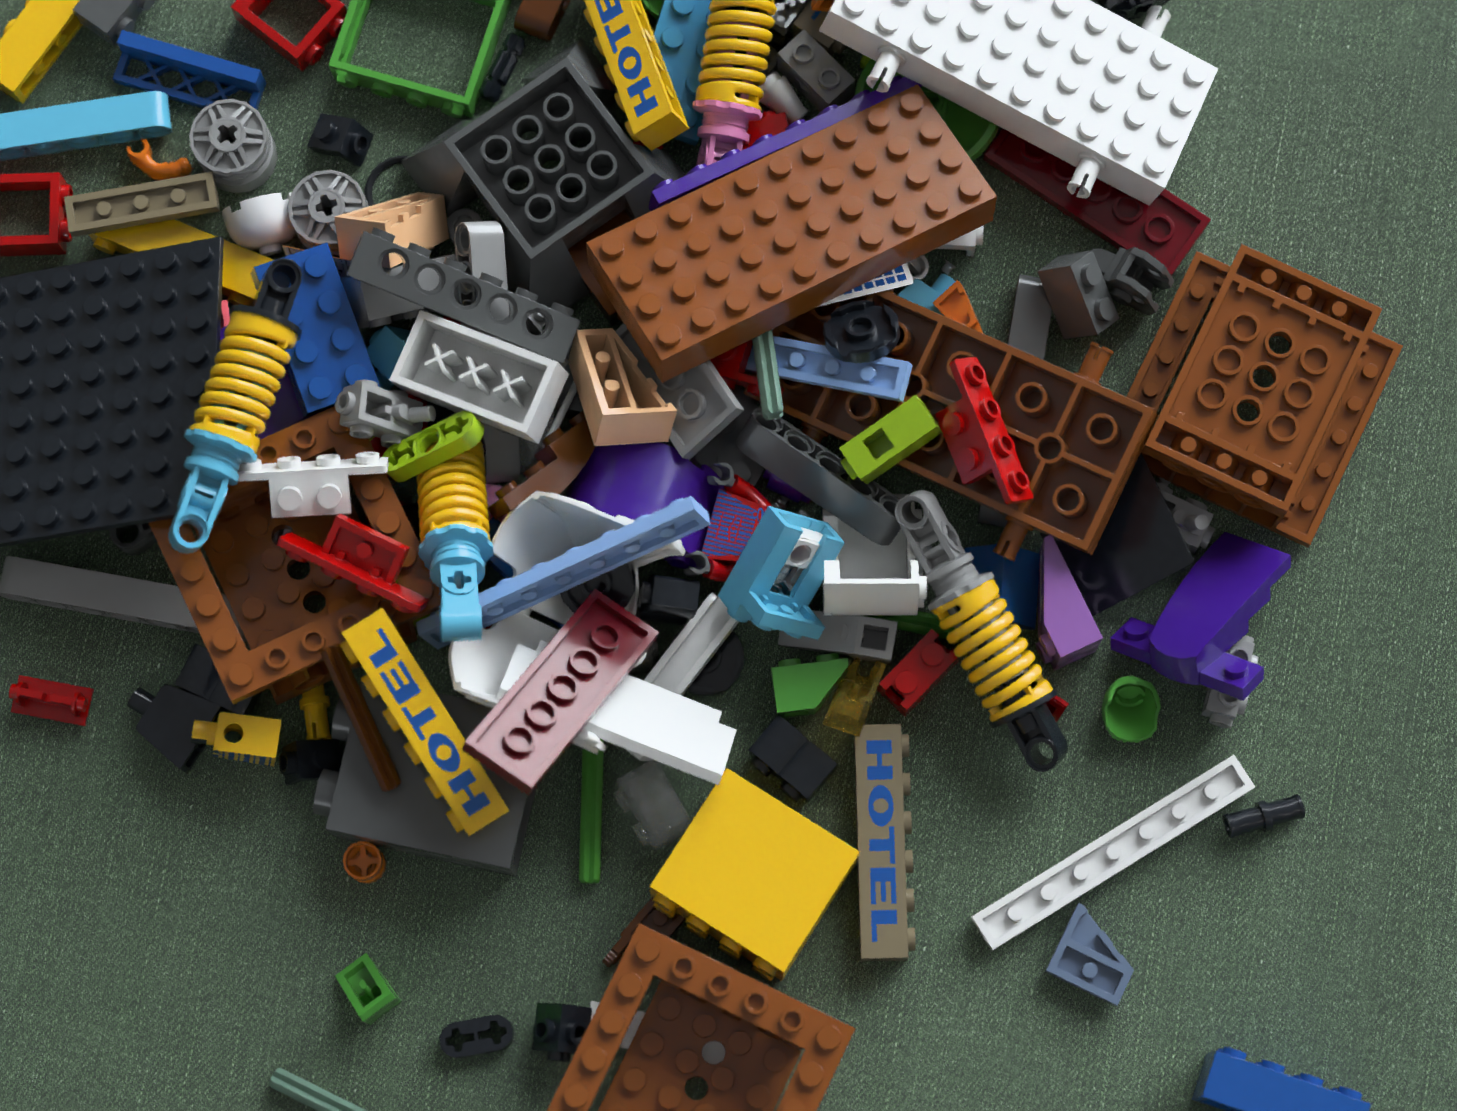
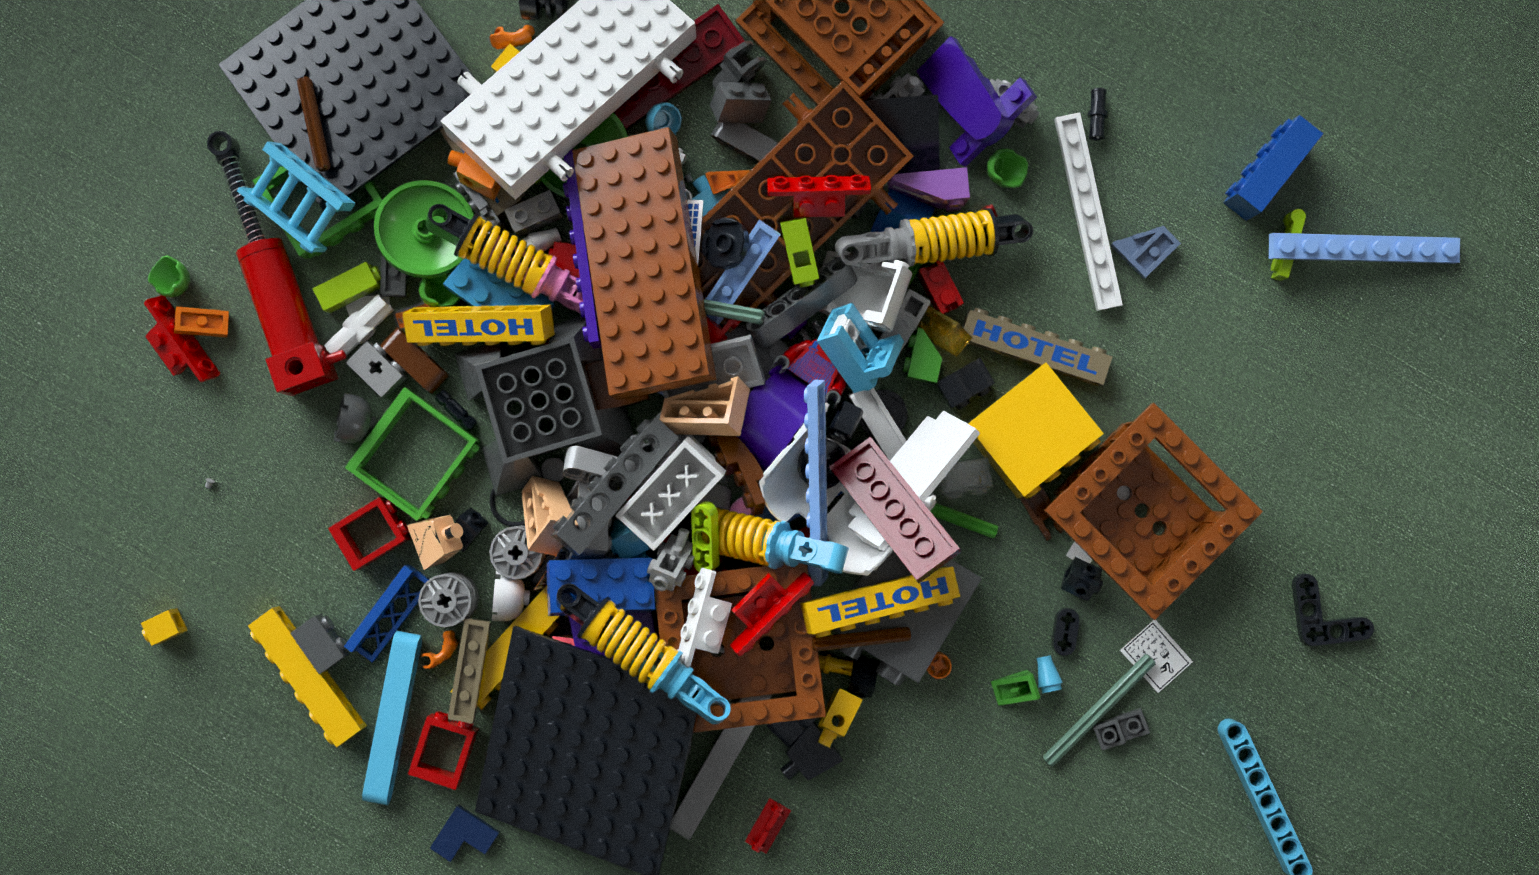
camera: 75 degrees left, 10 degrees up
(309, 101) = (436, 540): none -> light nougat torso
(402, 1032) = (1048, 676): none -> medium azure cone
(1016, 202) = (663, 116): none -> medium azure hair

